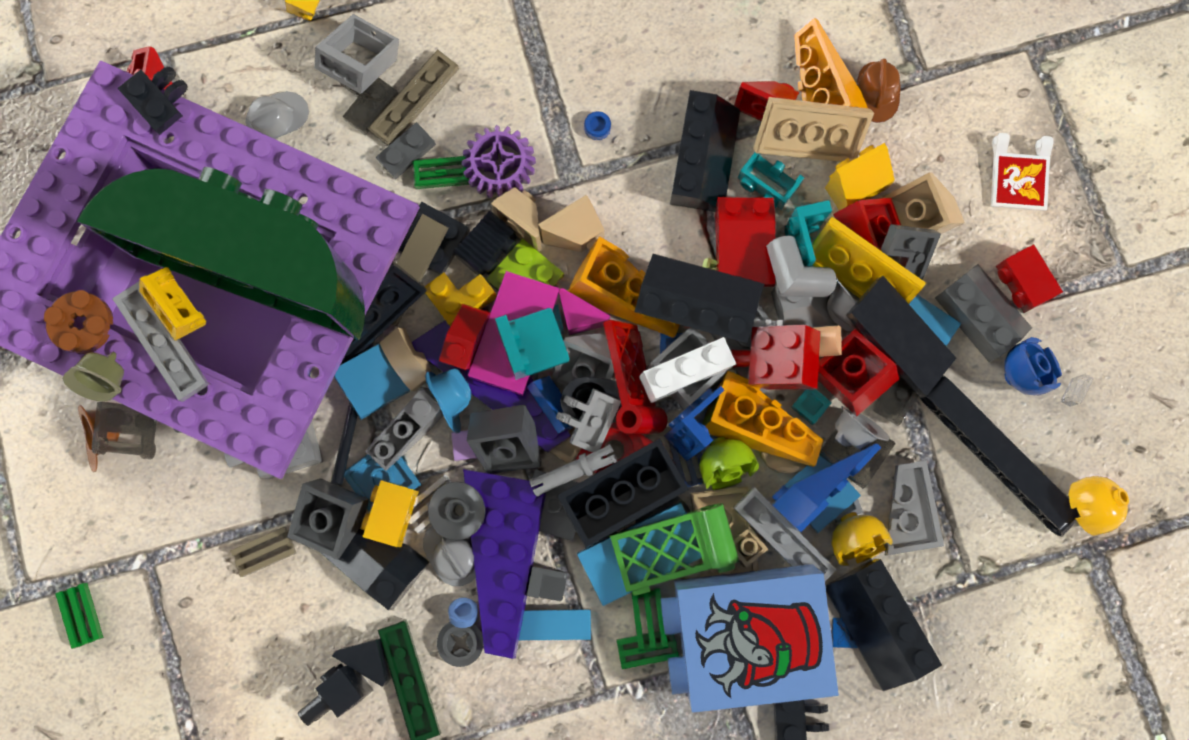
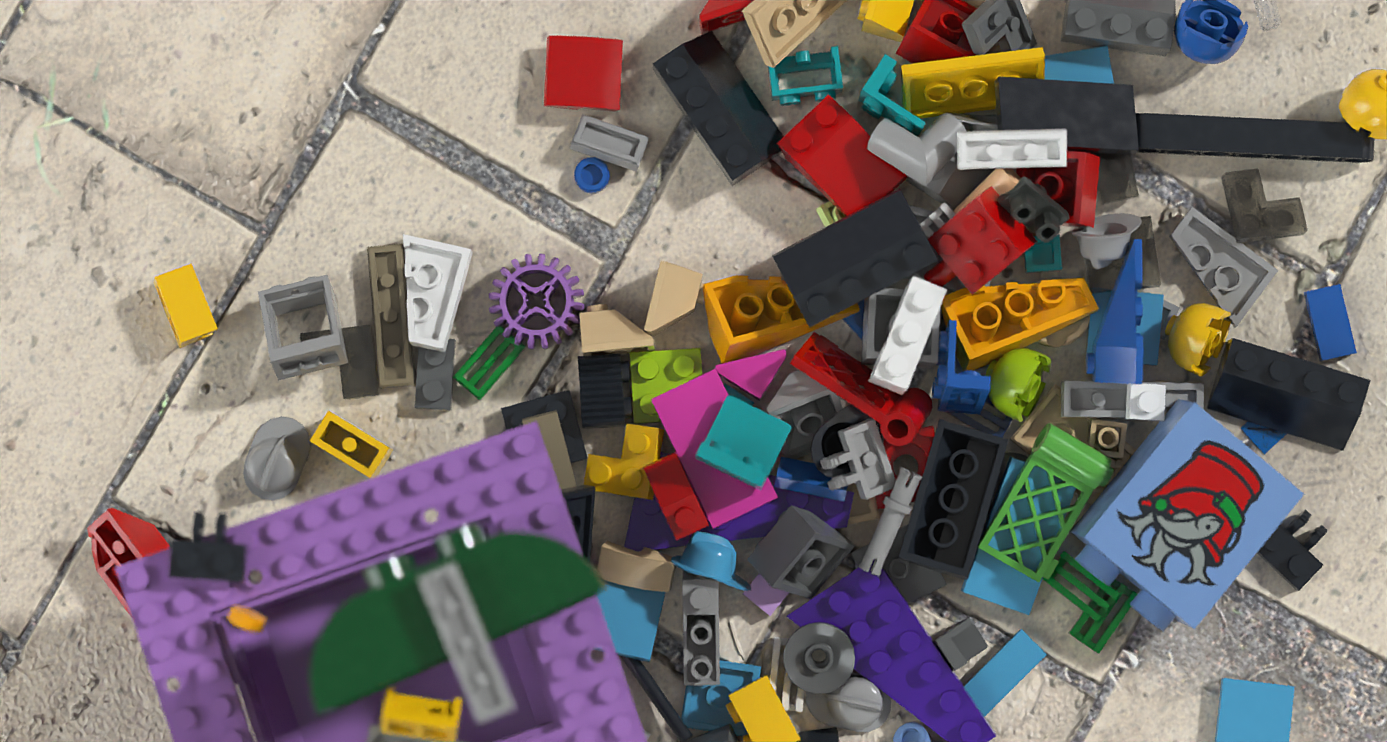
camera: 40 degrees left, 5 degrees up
(134, 153) = (246, 619): none -> light orange tile
(207, 263) = (466, 642): none -> light grey plate
(318, 136) = (351, 445): none -> yellow brick
(450, 103) = (434, 287): none -> white wing
(624, 116) = (609, 142): none -> light grey tile
(647, 65) = (583, 73): none -> red slope
(791, 547) = (1145, 402): none -> white plate
(833, 367) = (1034, 209): none -> pearl dark grey hips
(853, 321) = (1012, 149): none -> white tile
(946, 607) = (1330, 322): none -> blue tile
(959, 502) = (1254, 216): none -> clear smoke plate

